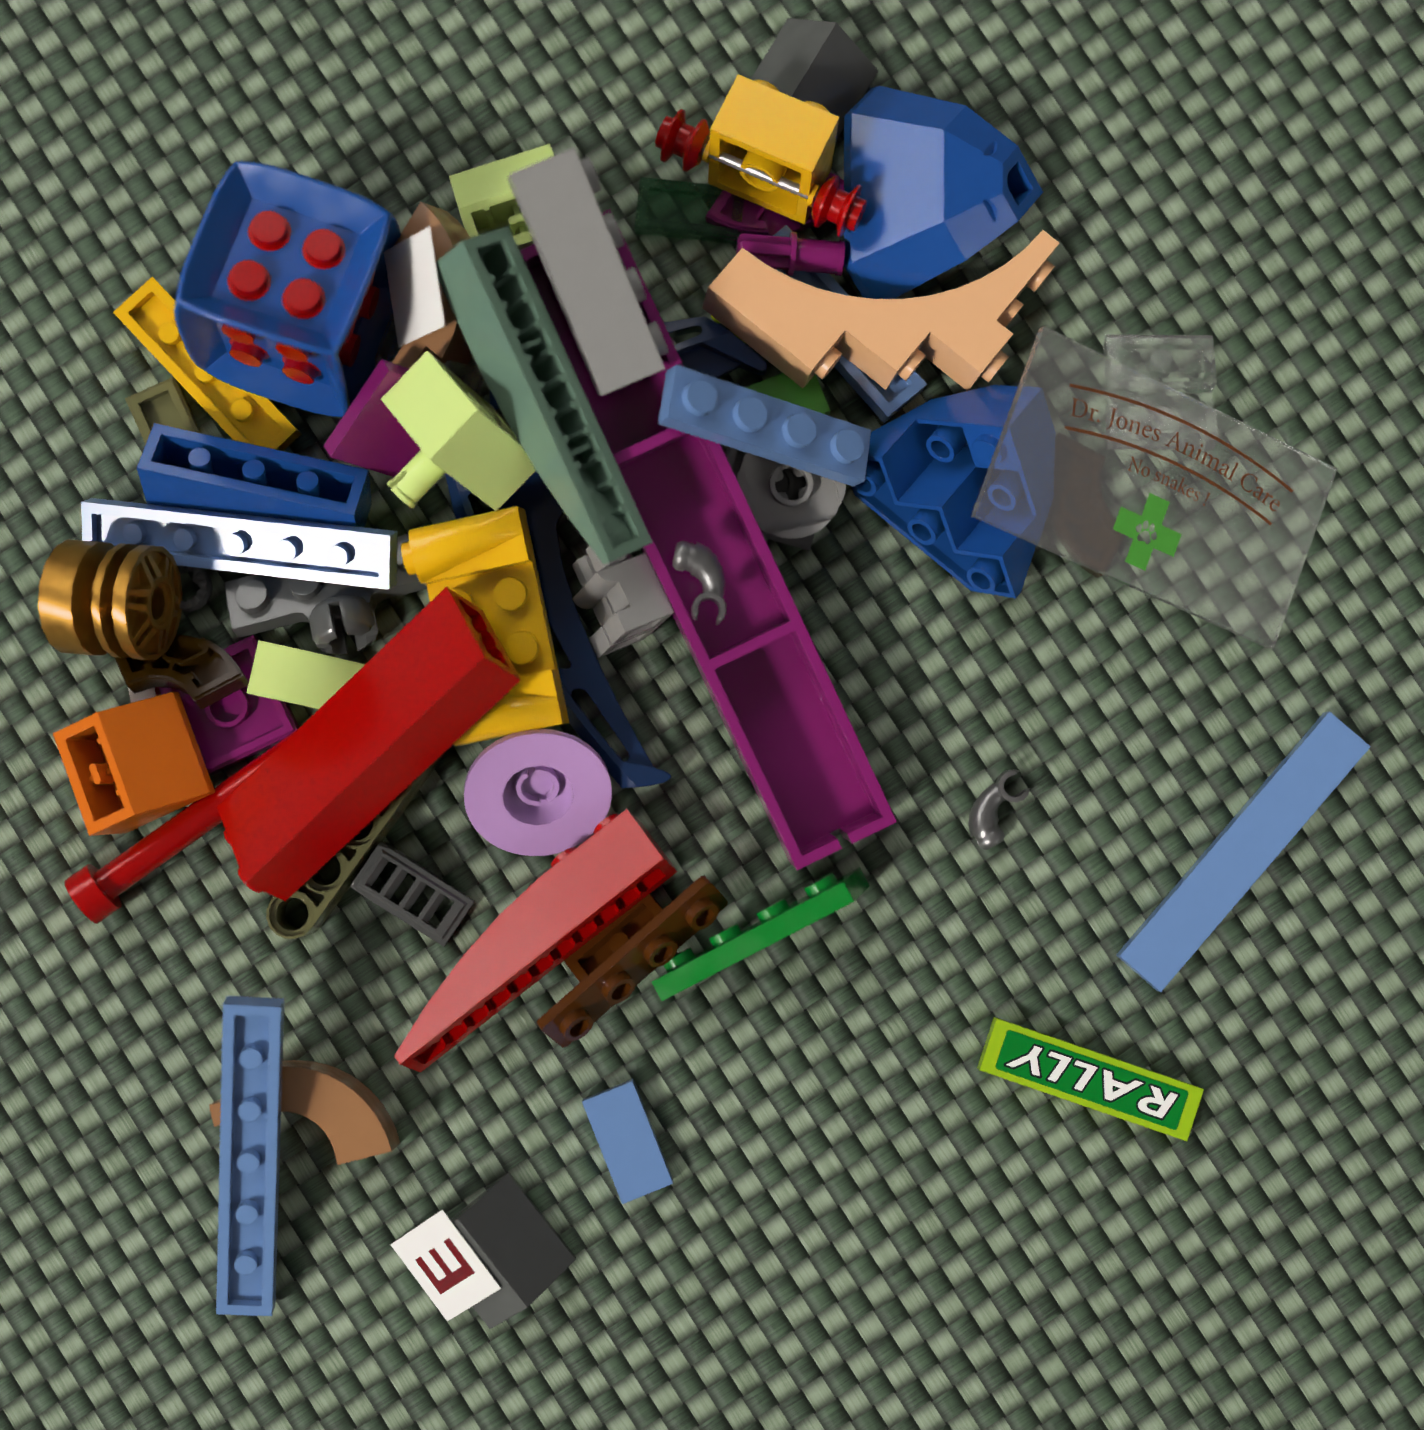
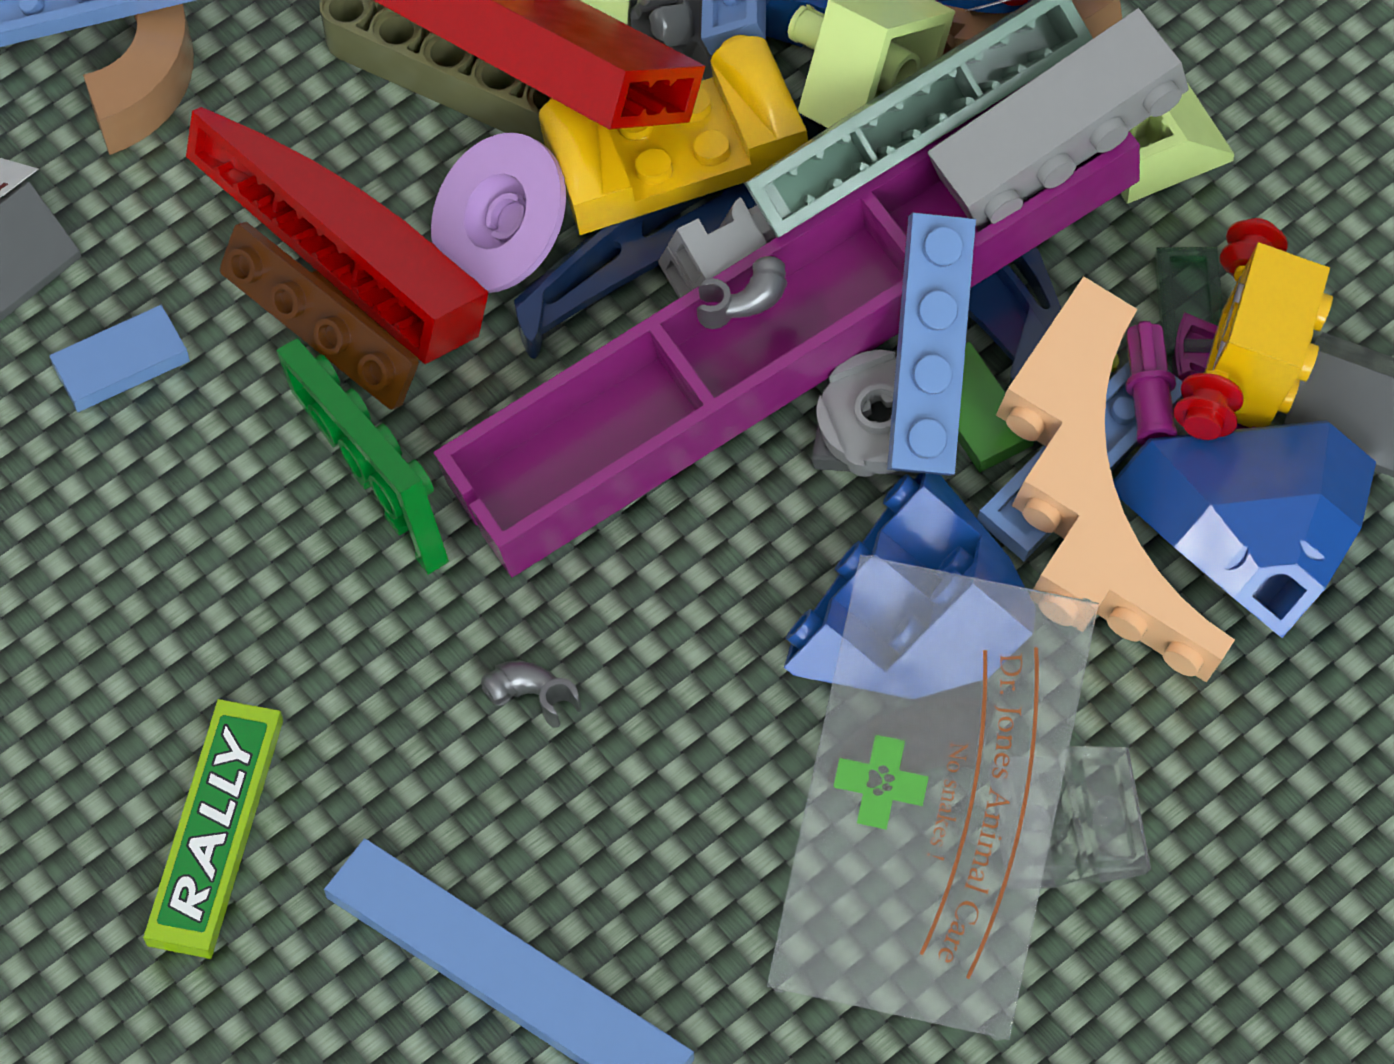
camera: 85 degrees right, 25 degrees down
(384, 898) = (397, 92): dark grey slope -> none

